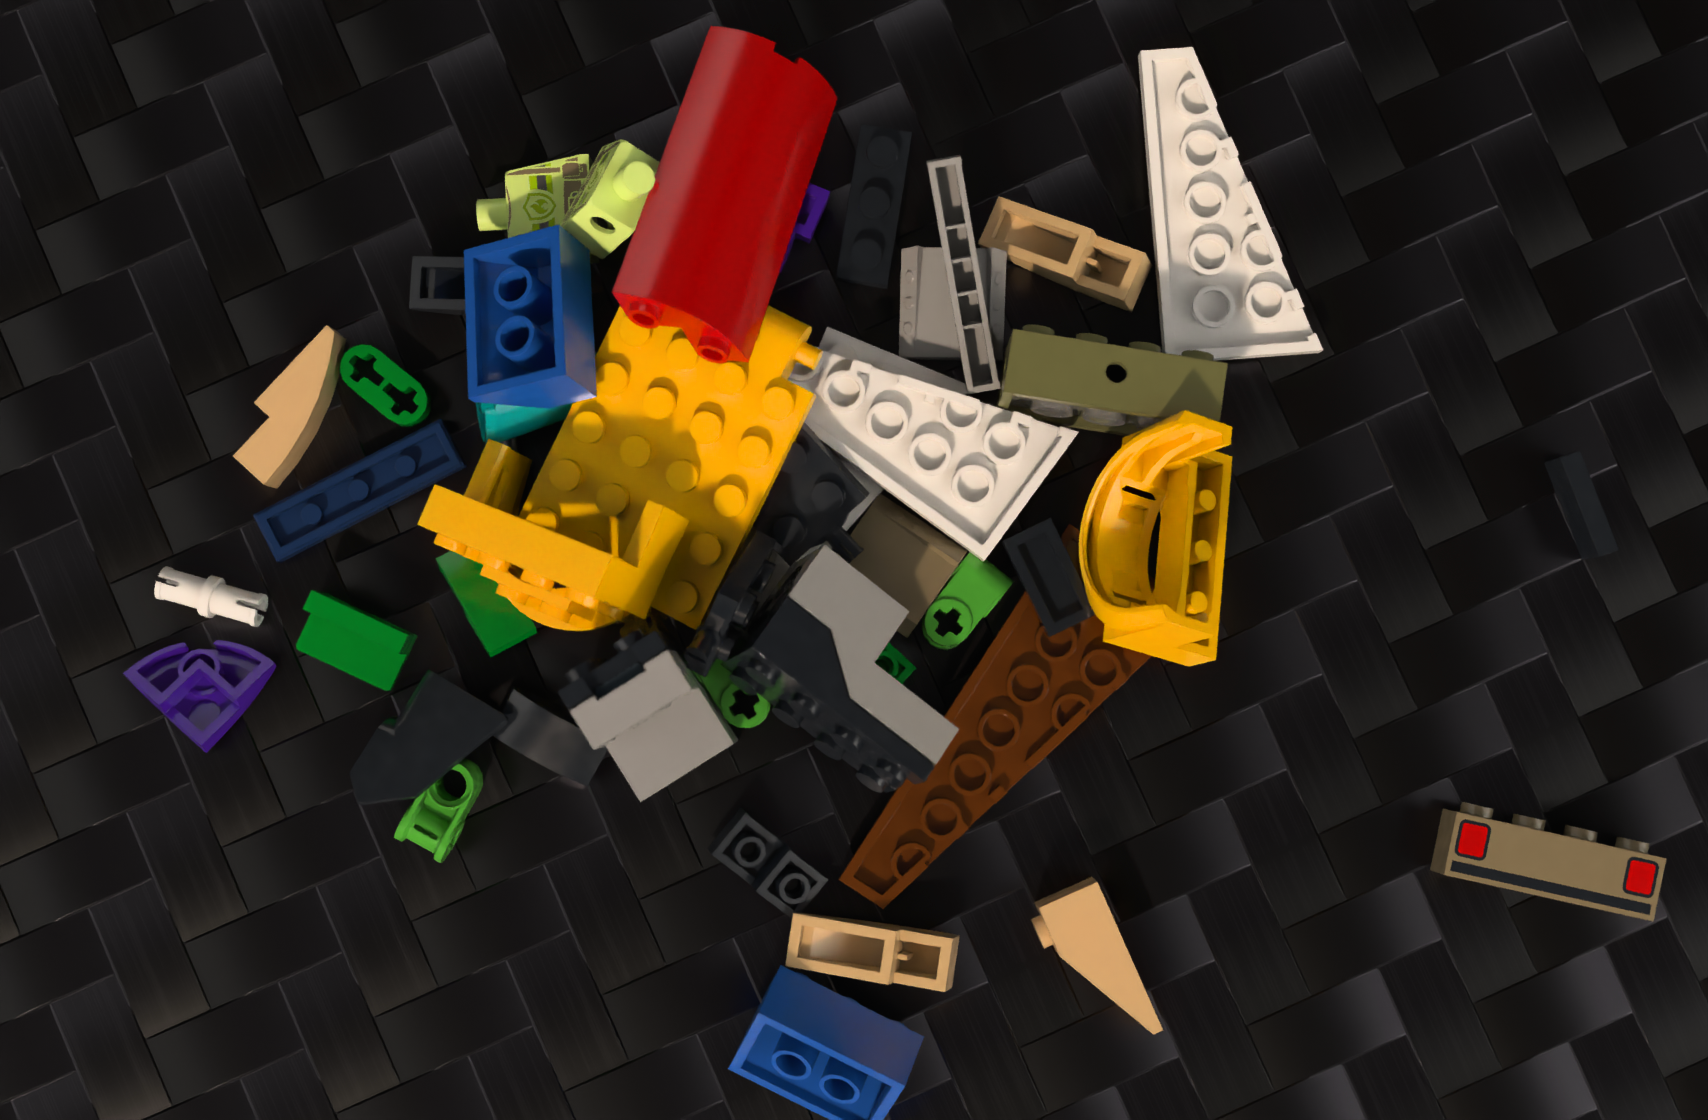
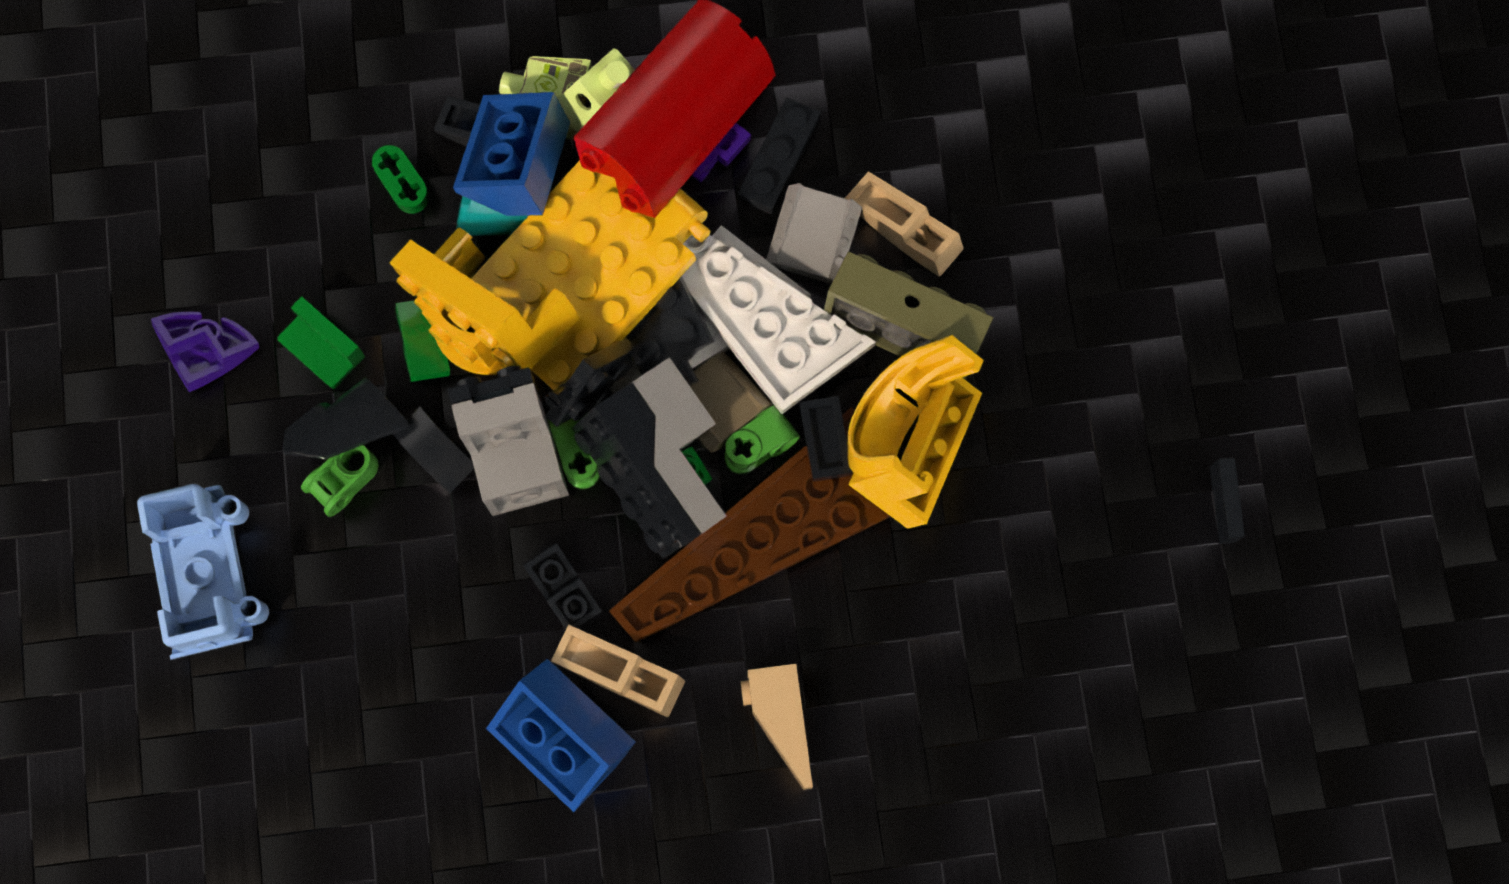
camera: 20 degrees right, 10 degrees down
(211, 596) = (230, 285): white pin -> none
(295, 409) = (332, 176): tan slope -> none
(301, 985) = (199, 568): none -> light blue container
(360, 490) = (355, 244): dark blue tile -> none
(963, 274) = (825, 209): light grey piece -> none
(1212, 243) = (1010, 241): white wing -> none
(1548, 864) = (1134, 752): dark tan brick -> none

